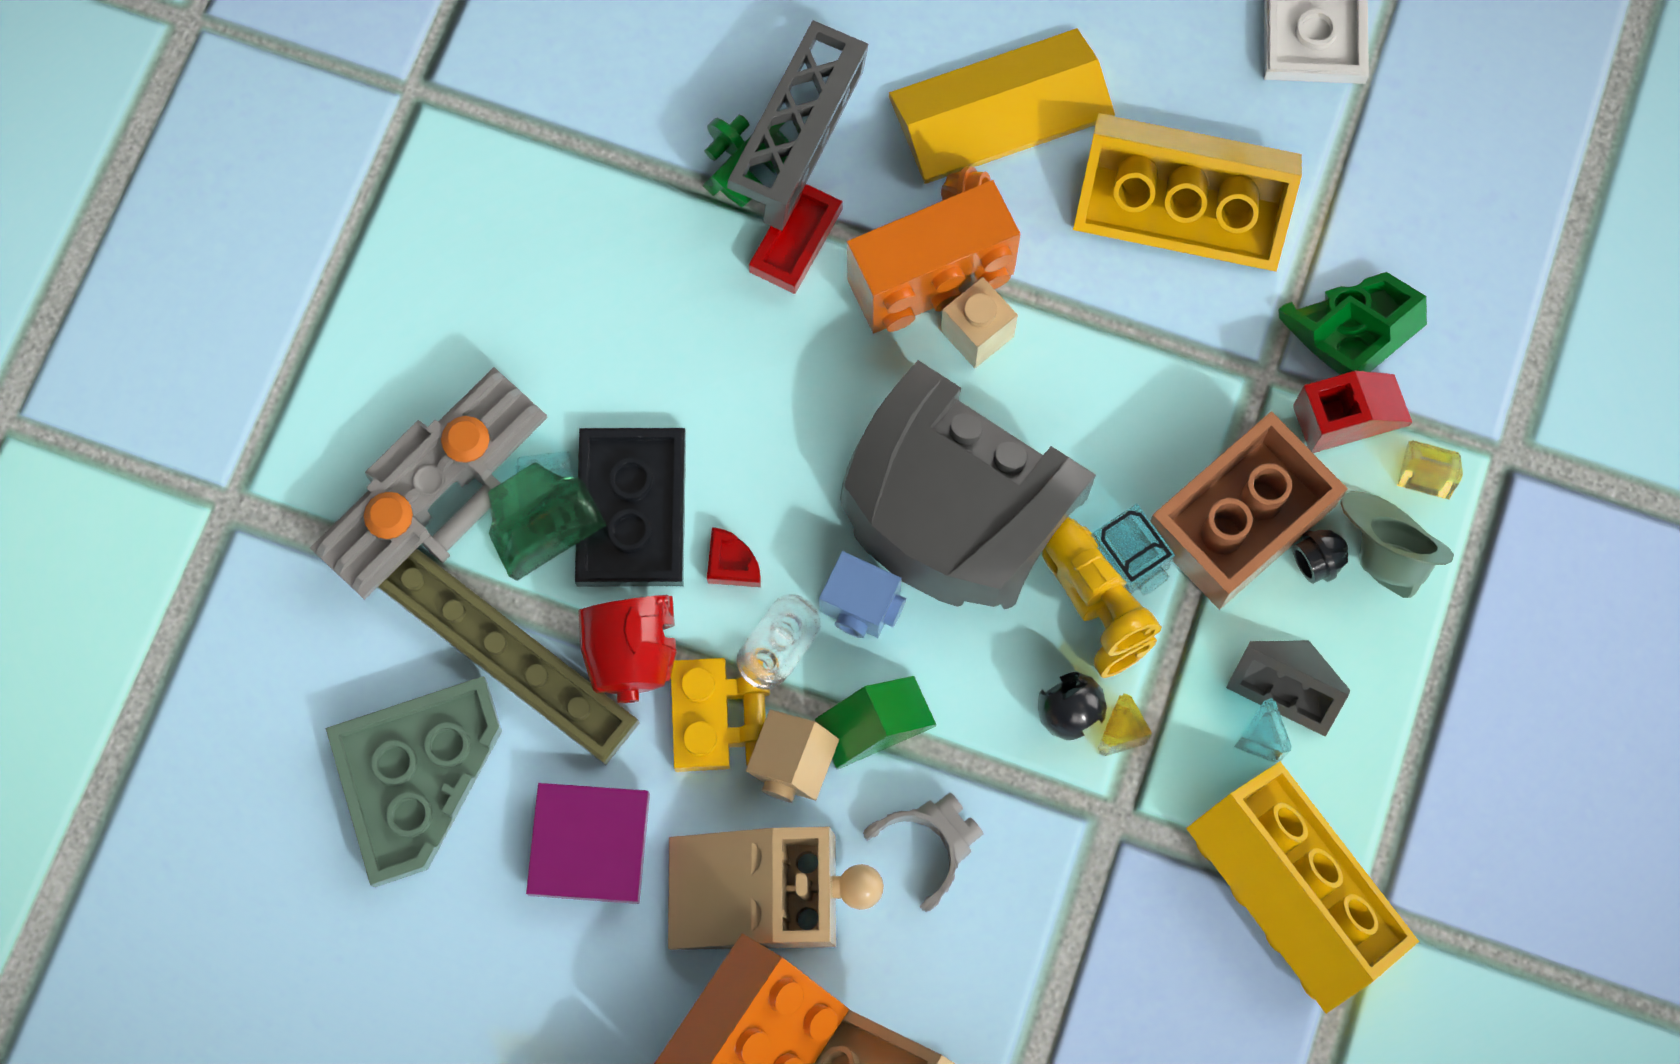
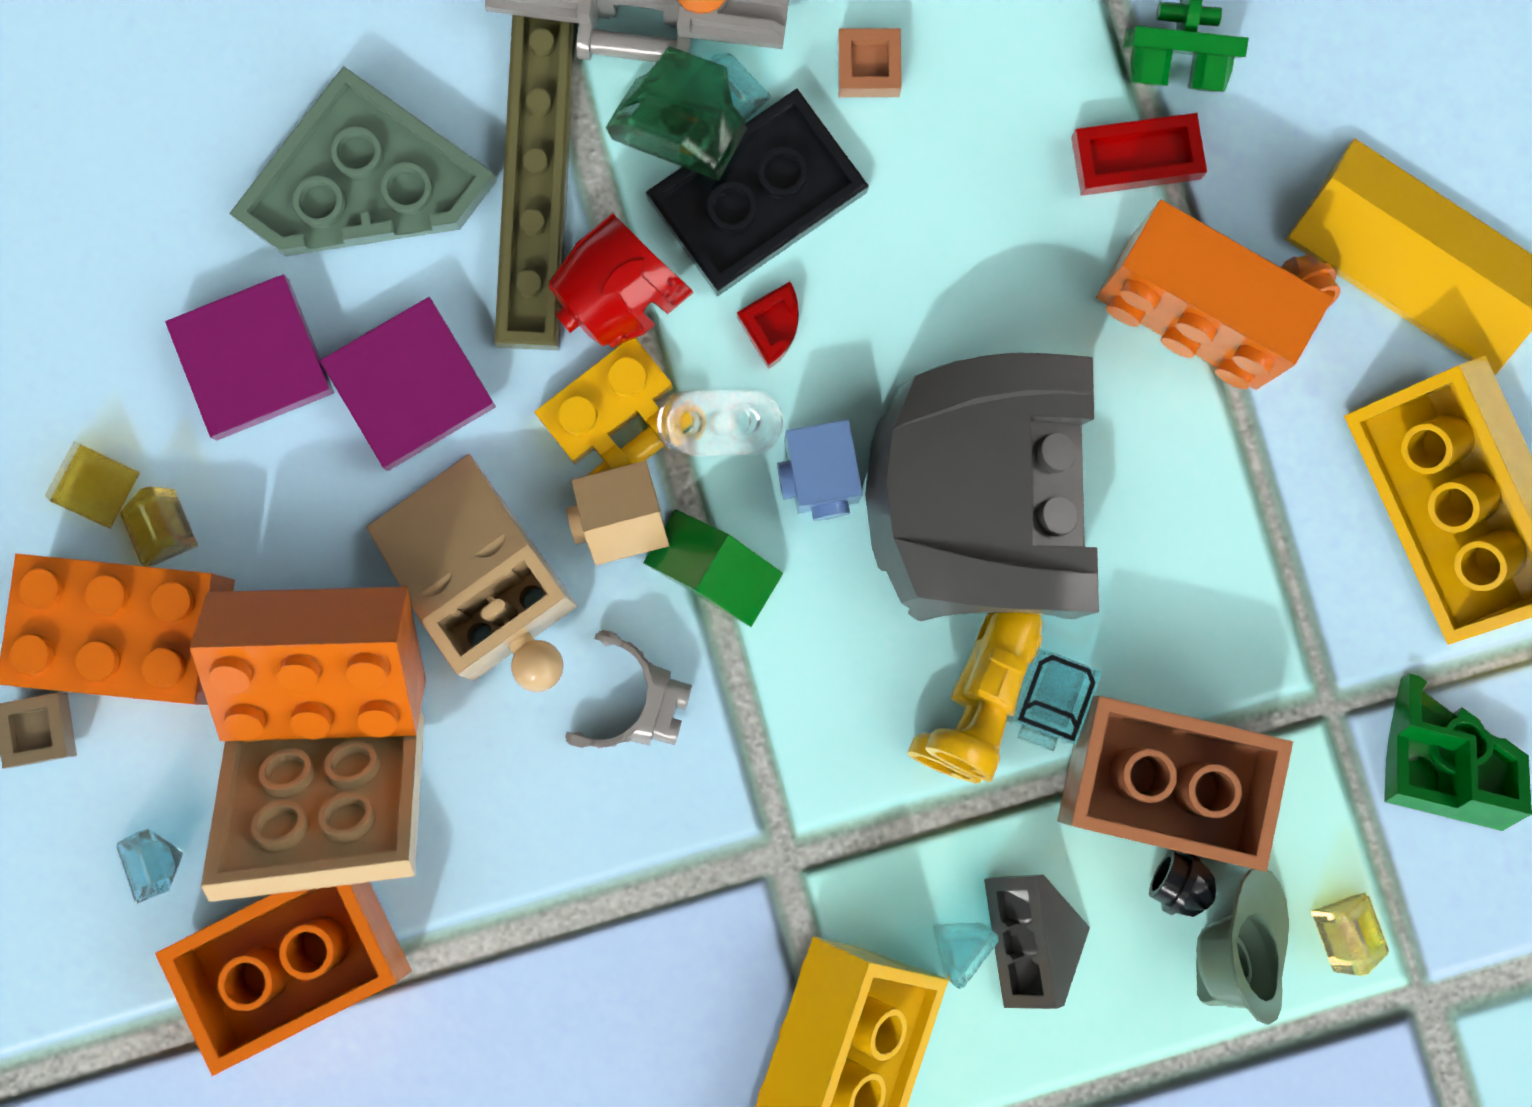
camera: 45 degrees right, 10 degrees up
(484, 944) = (249, 357): none -> magenta tile
(599, 367) = (869, 62): none -> nougat plate
(812, 135) = (1255, 93): dark grey fence -> none
(978, 322) = (1178, 390): tan brick -> none
(1072, 706) = (856, 744): black piece -> none
(1124, 728) = (871, 808): clear yellow slope -> none
(1350, 409) = (1355, 815): red slope -> none

